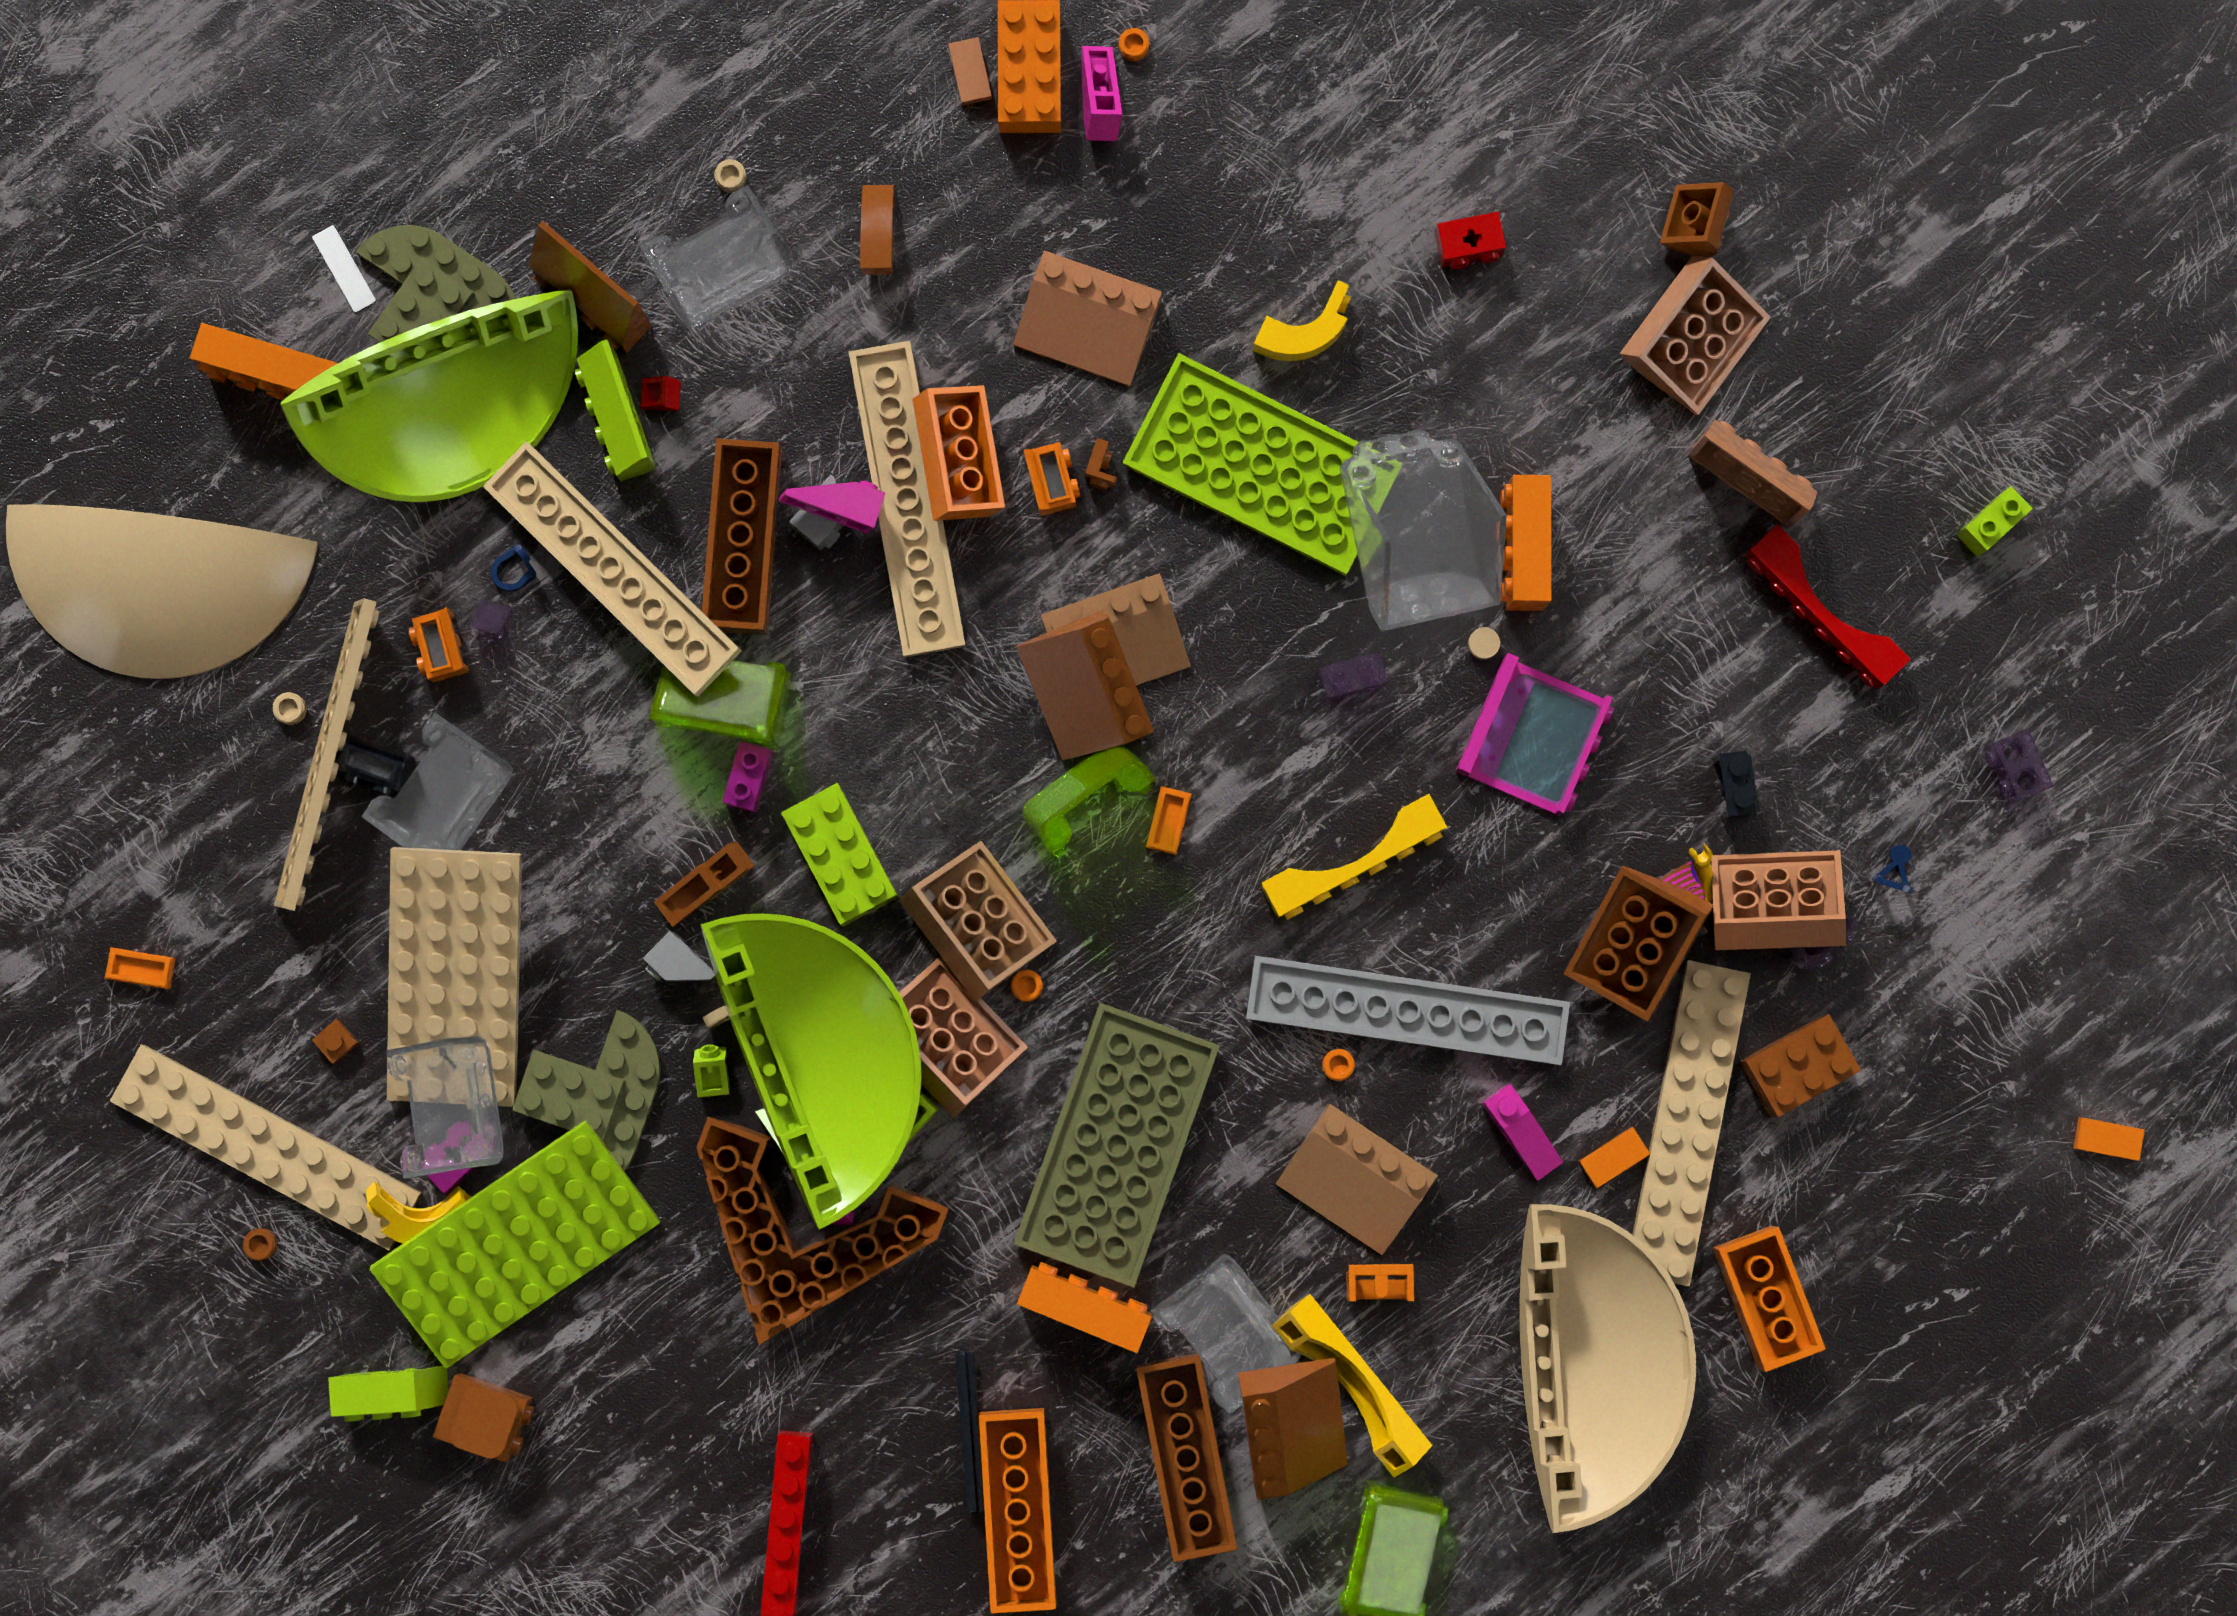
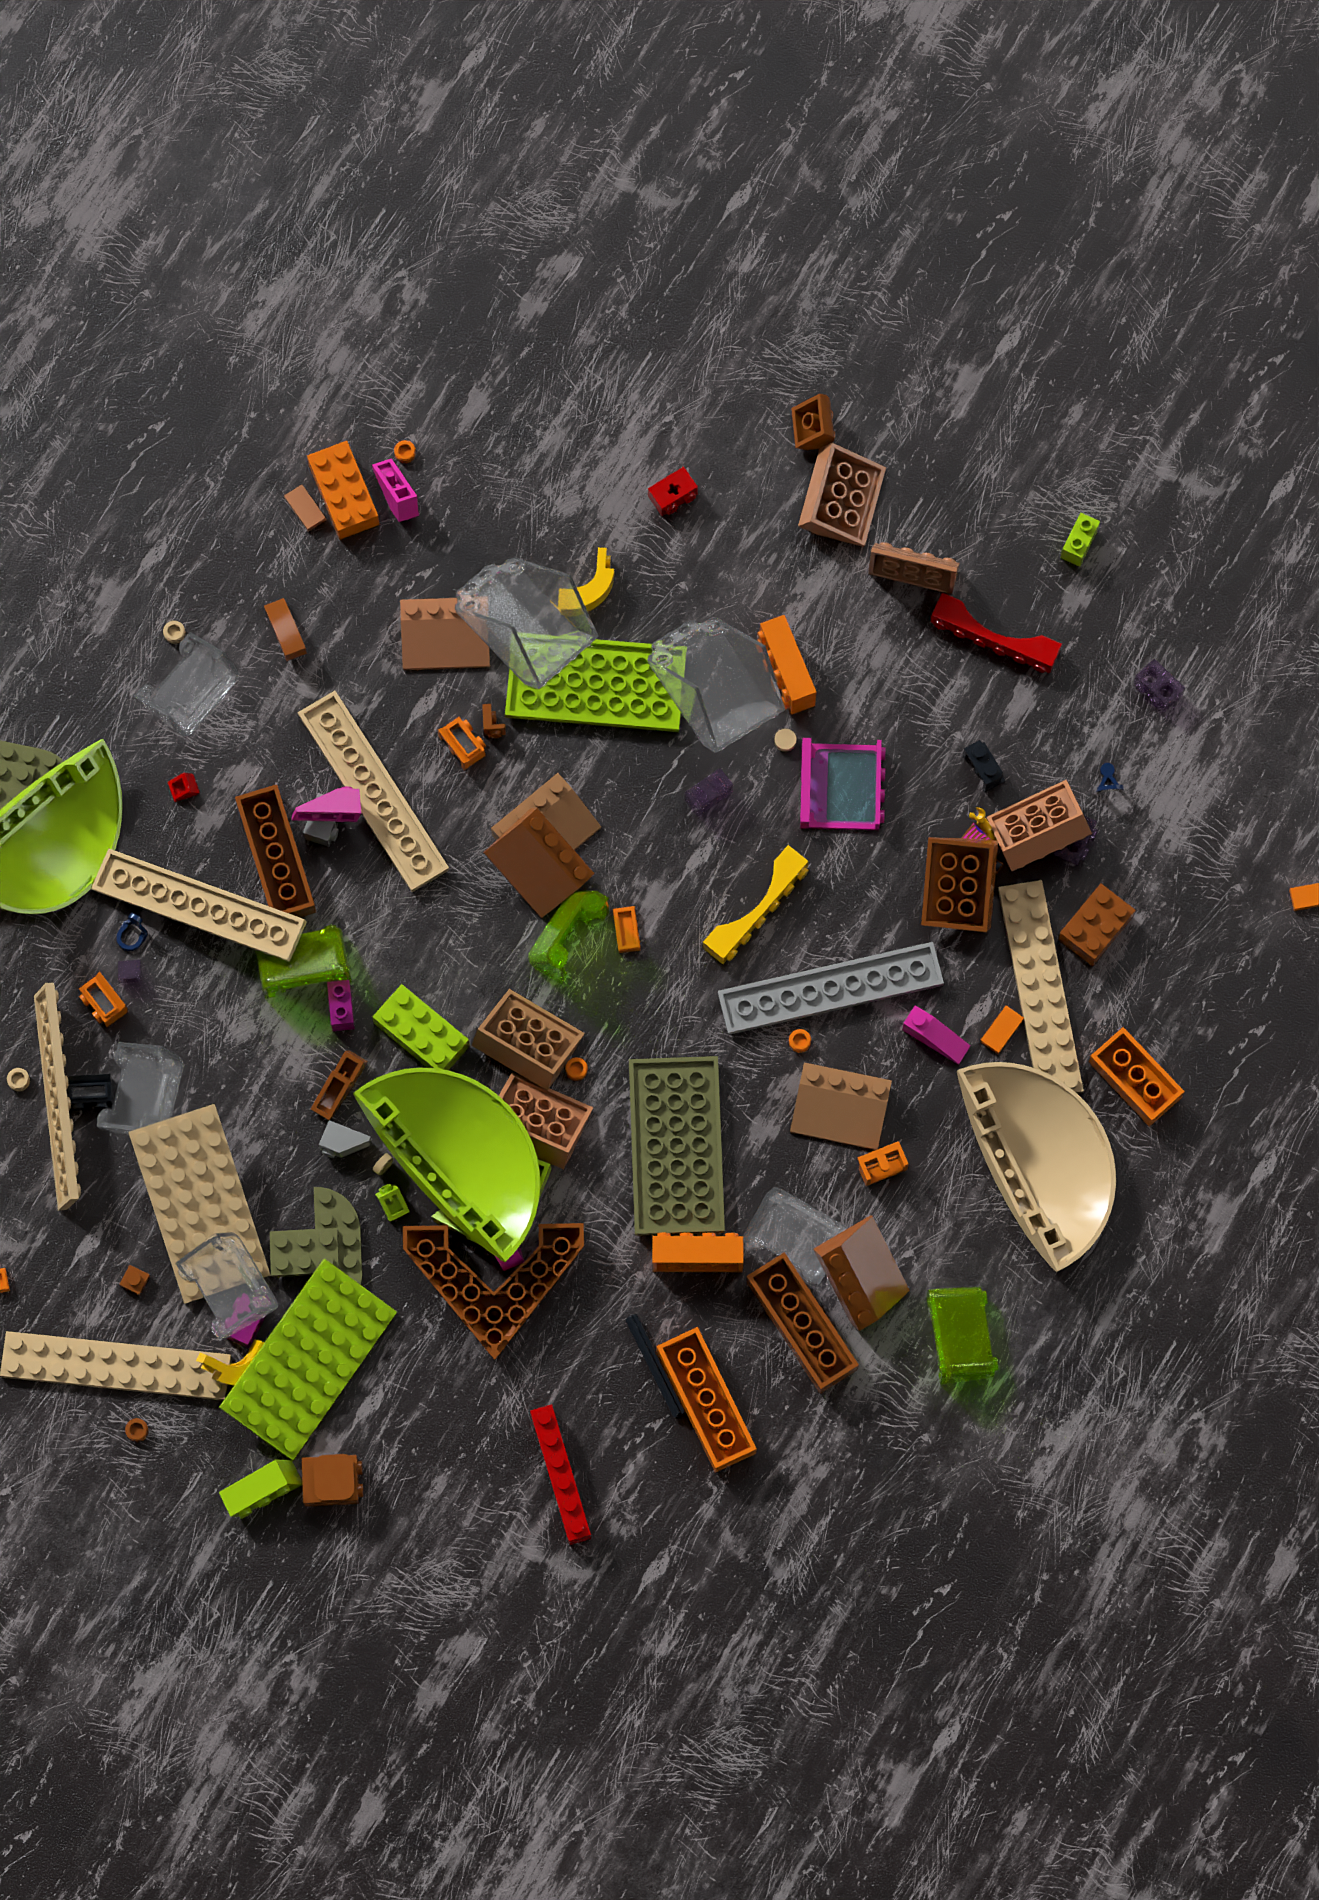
camera: 20 degrees left, 10 degrees down
(595, 295) = (125, 737): dark orange slope -> none
(614, 411) = (160, 807): lime slope -> none
(958, 452) = (396, 747): orange brick -> none
(1200, 344) = (527, 617): none -> clear windscreen
(1392, 1432) = (926, 1253): yellow arch -> none

